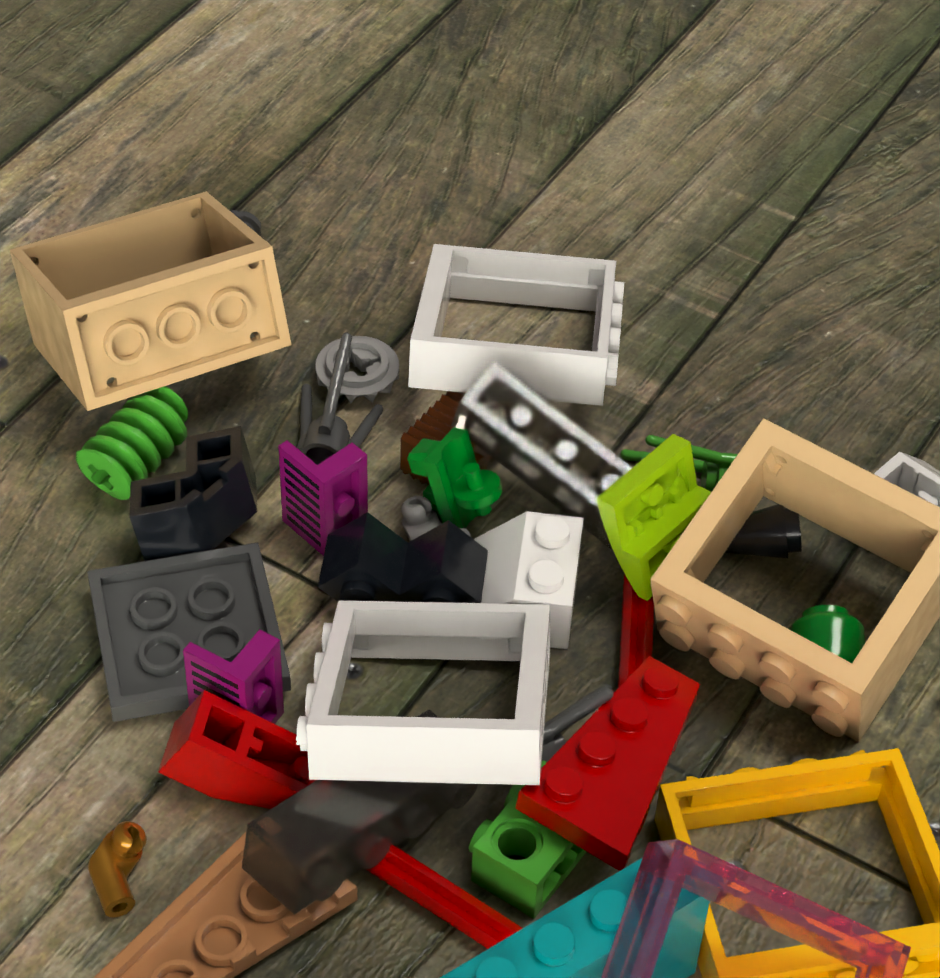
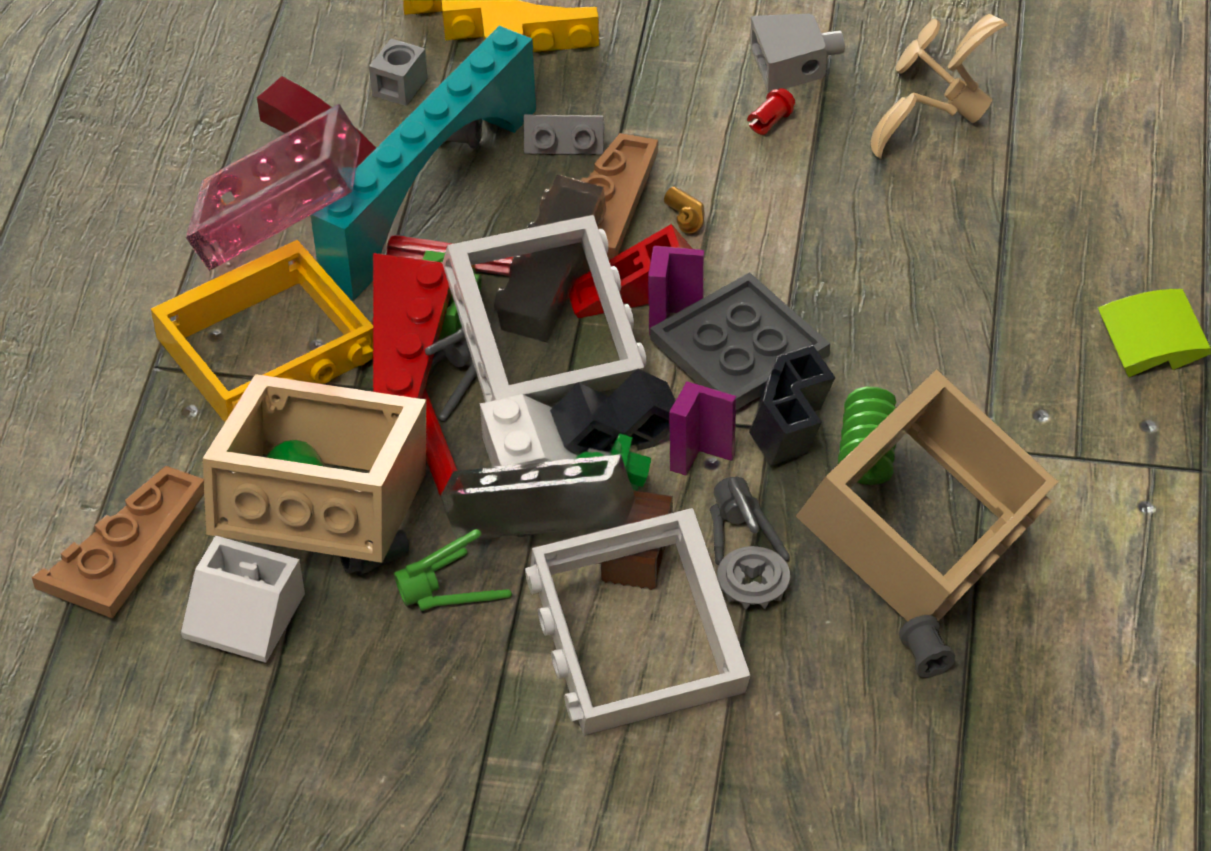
camera: 160 degrees right, 0 degrees up
(651, 510) = (440, 469): lime slope -> none

